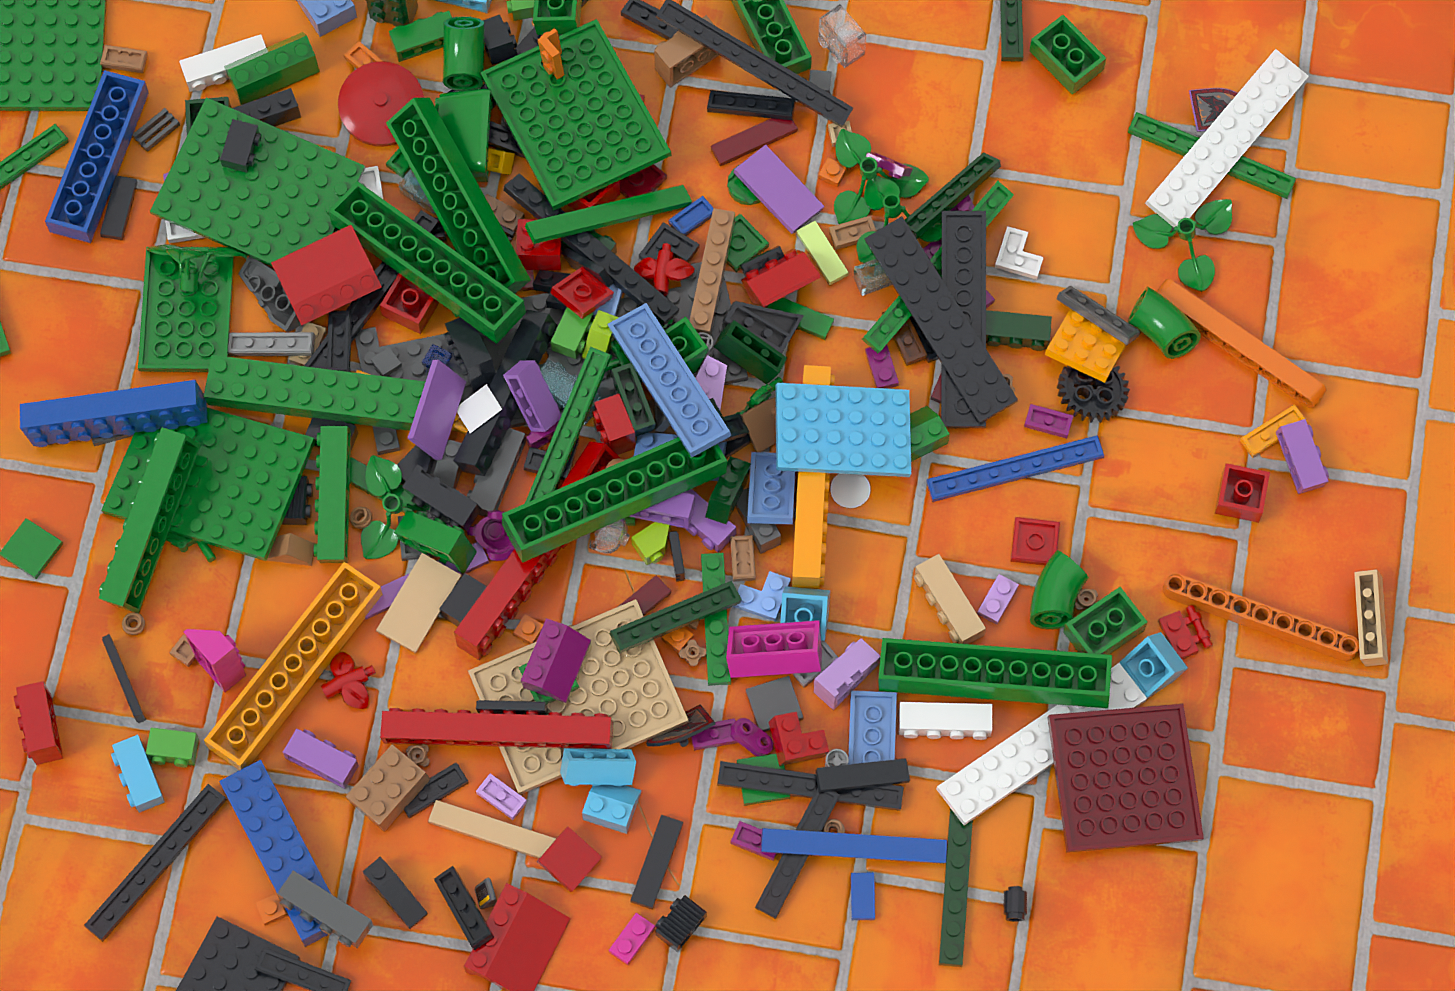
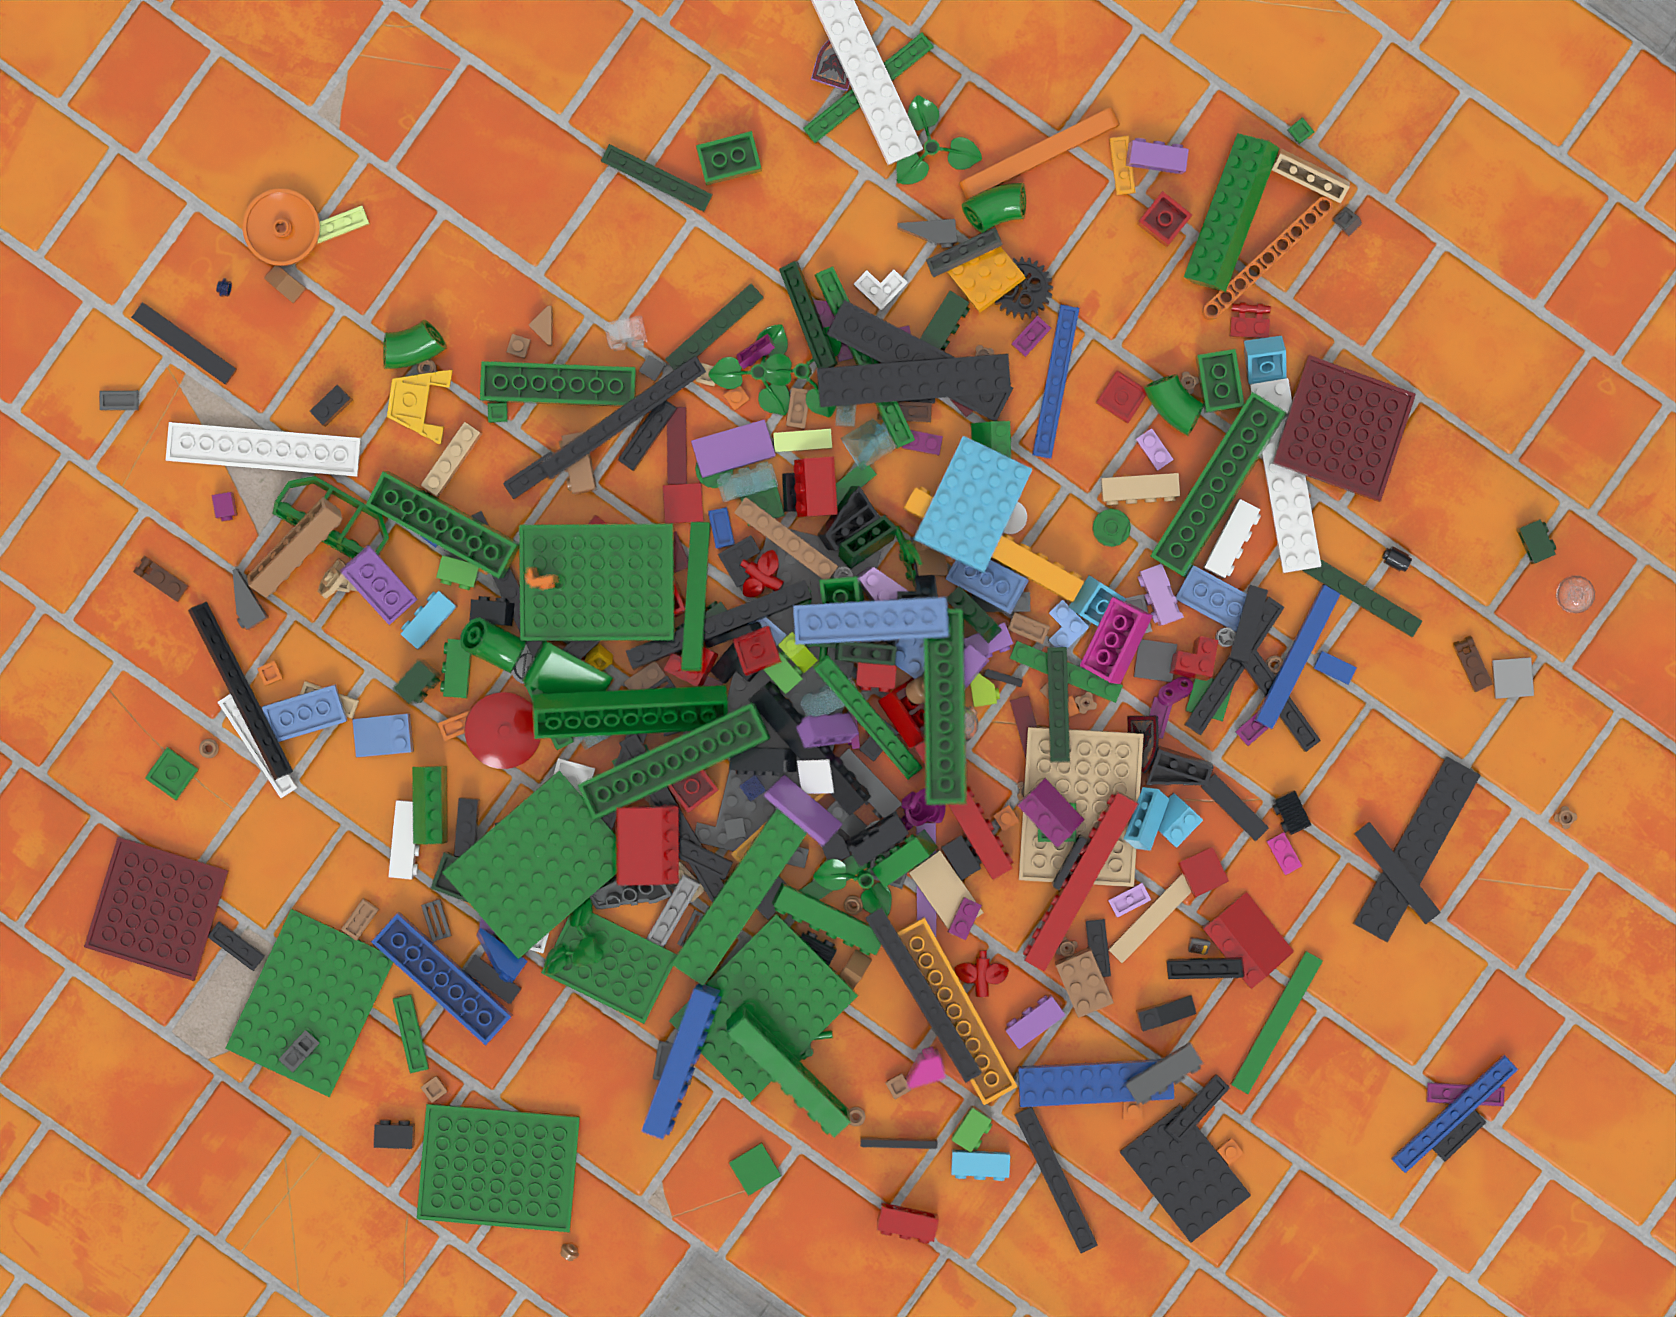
camera: 65 degrees left, 20 degrees up
(137, 213) = (501, 957): none -> blue slope
(240, 146) = (502, 864): black brick -> none
(294, 620) = (923, 995): none -> black plate
(399, 633) = (964, 918): none -> magenta plate
(669, 775) = (1178, 768): none -> black wedge
(698, 170) = (683, 503): none -> red tile
(751, 214) = (747, 482): none -> clear light blue brick
(851, 314) = (868, 443): none -> clear light blue slope
(892, 594) = (1111, 527): none -> green tile
(897, 123) = (715, 326): none -> dark green plate
(1104, 281) = (936, 231): none -> dark grey slope
(1287, 553) = (1231, 212): none -> green brick
(1345, 683) = (1347, 221): none -> dark grey slope
(1411, 591) = (1300, 131): none -> green tile

